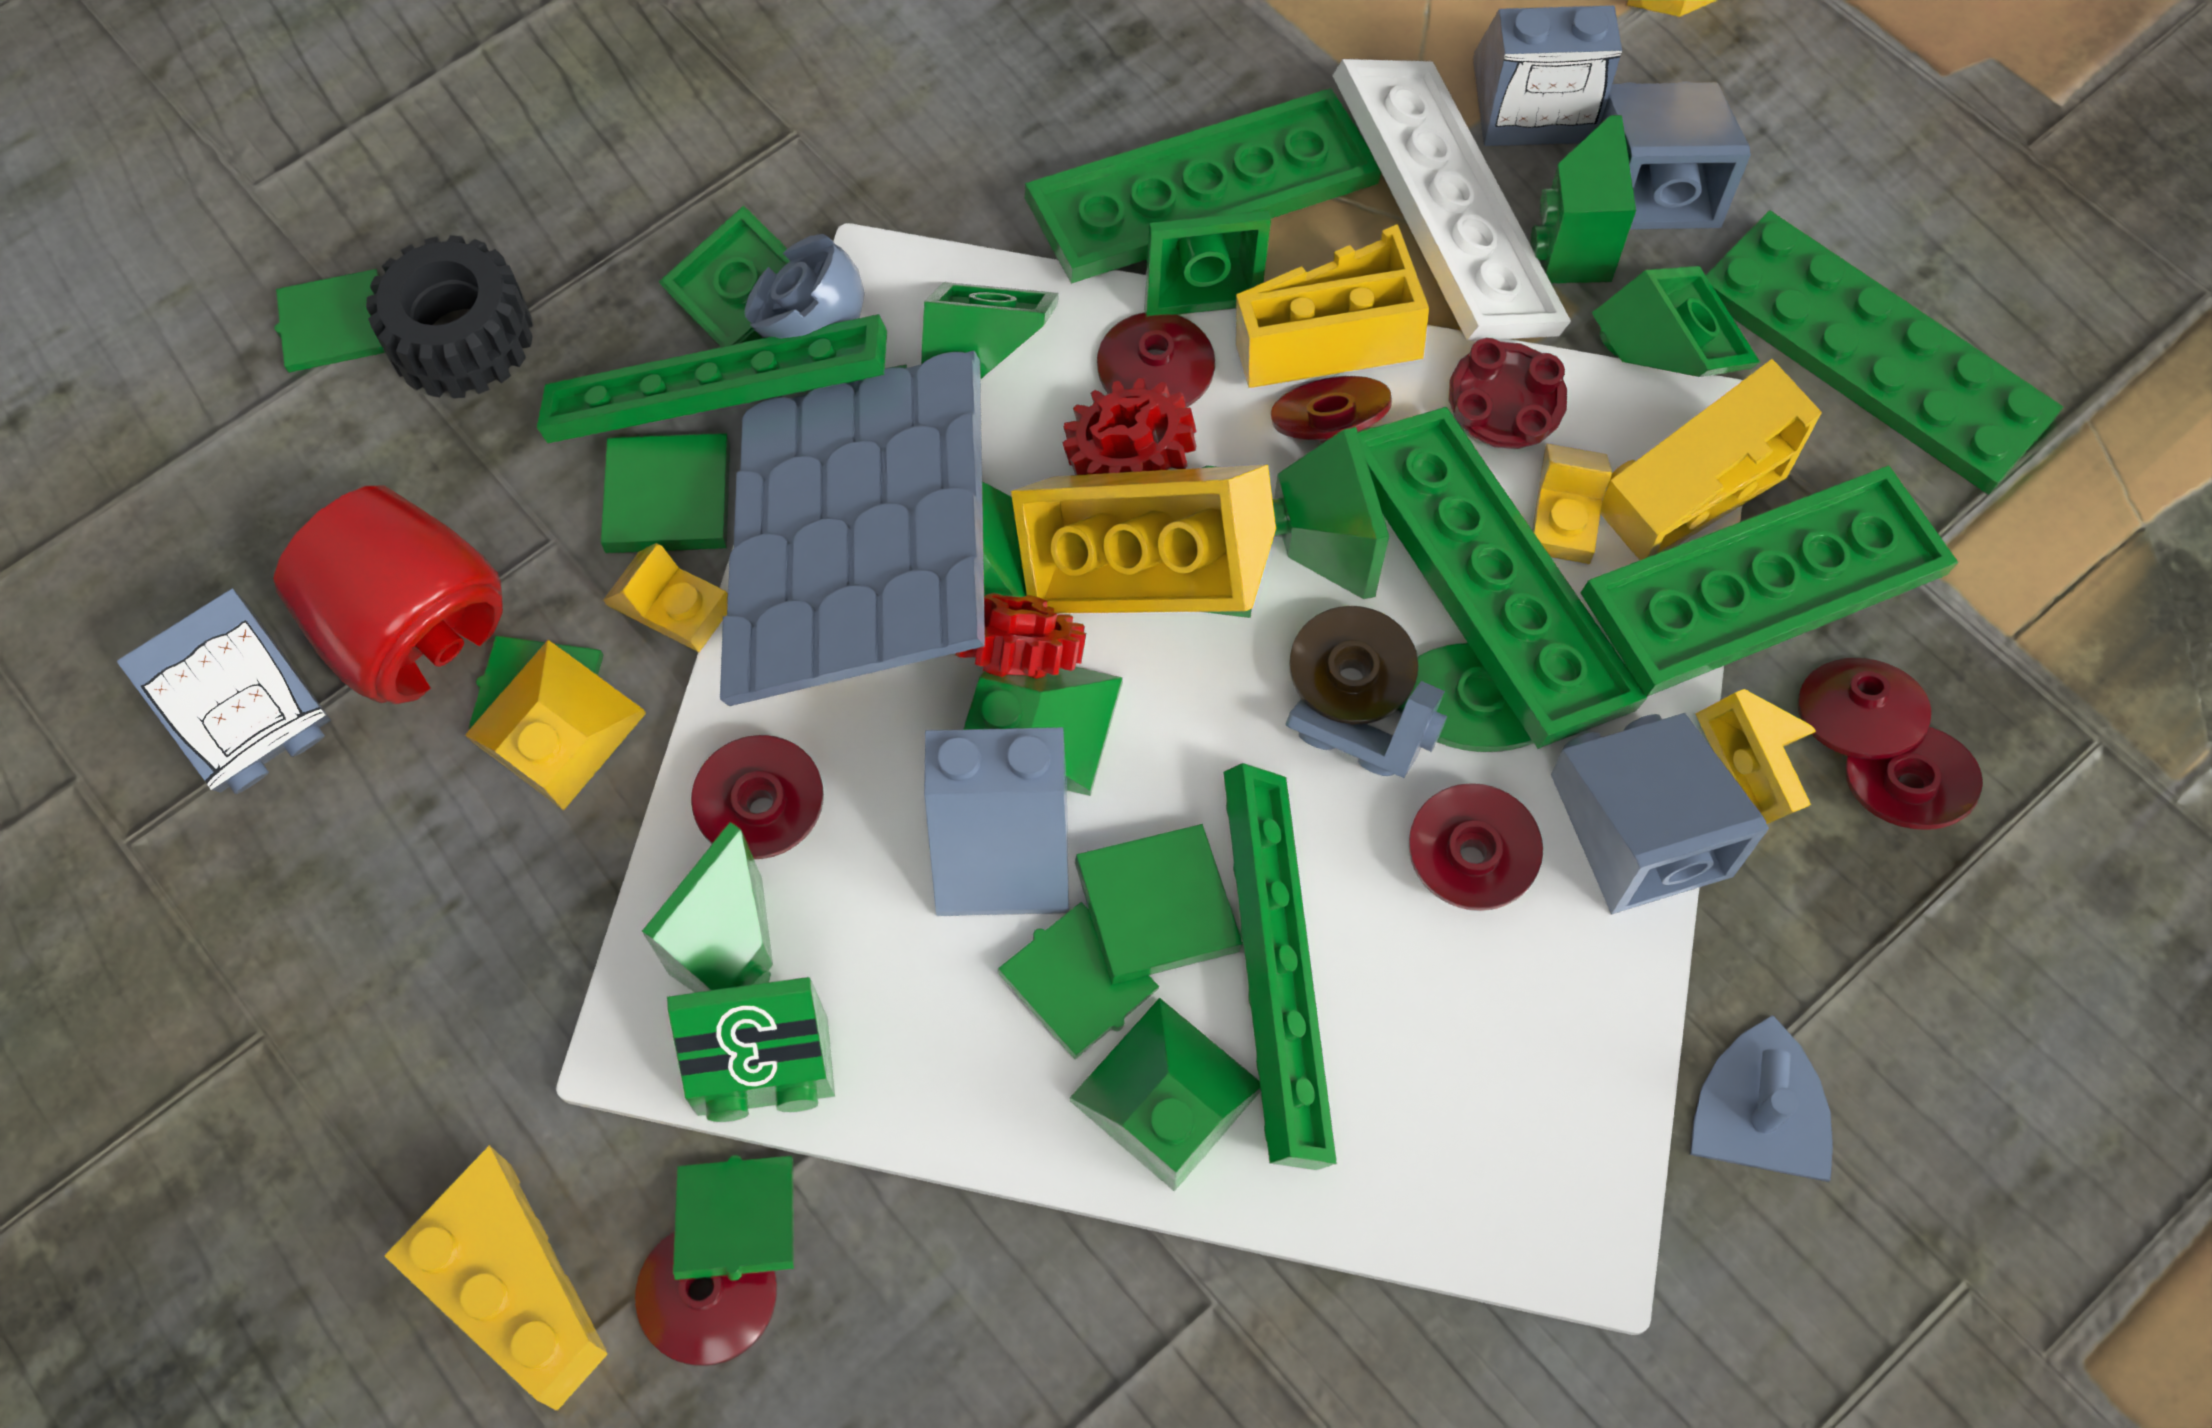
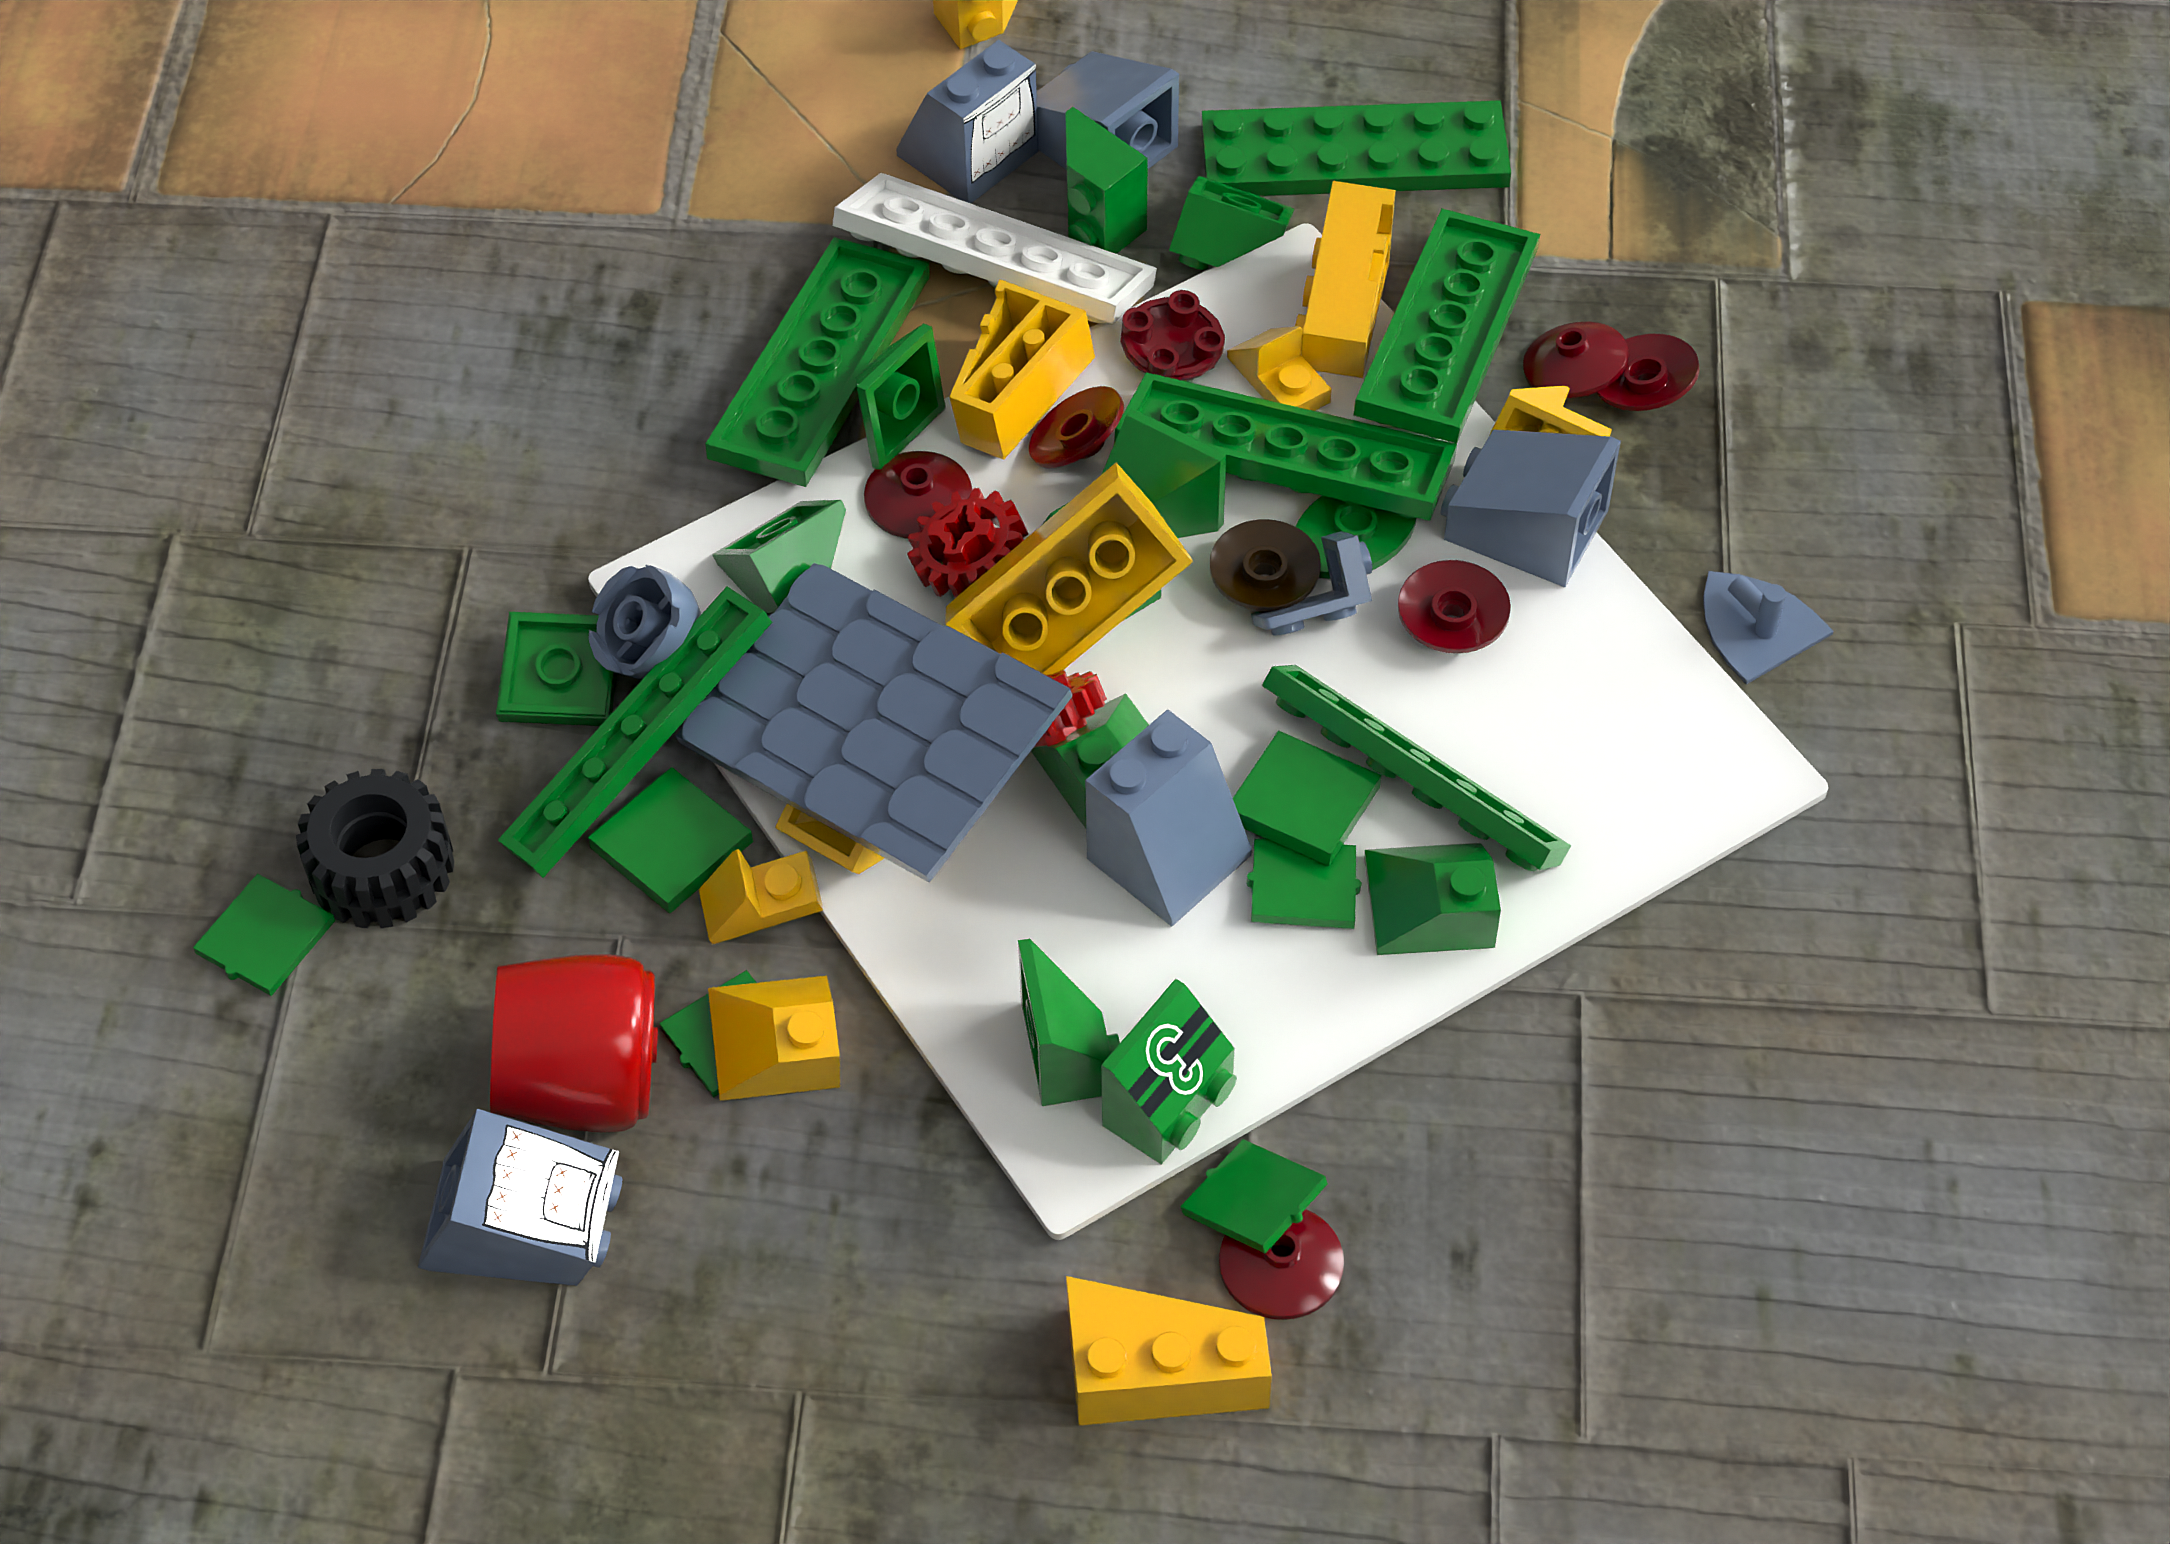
camera: 45 degrees left, 10 degrees down
(755, 770) = (977, 927): dark red dish -> none

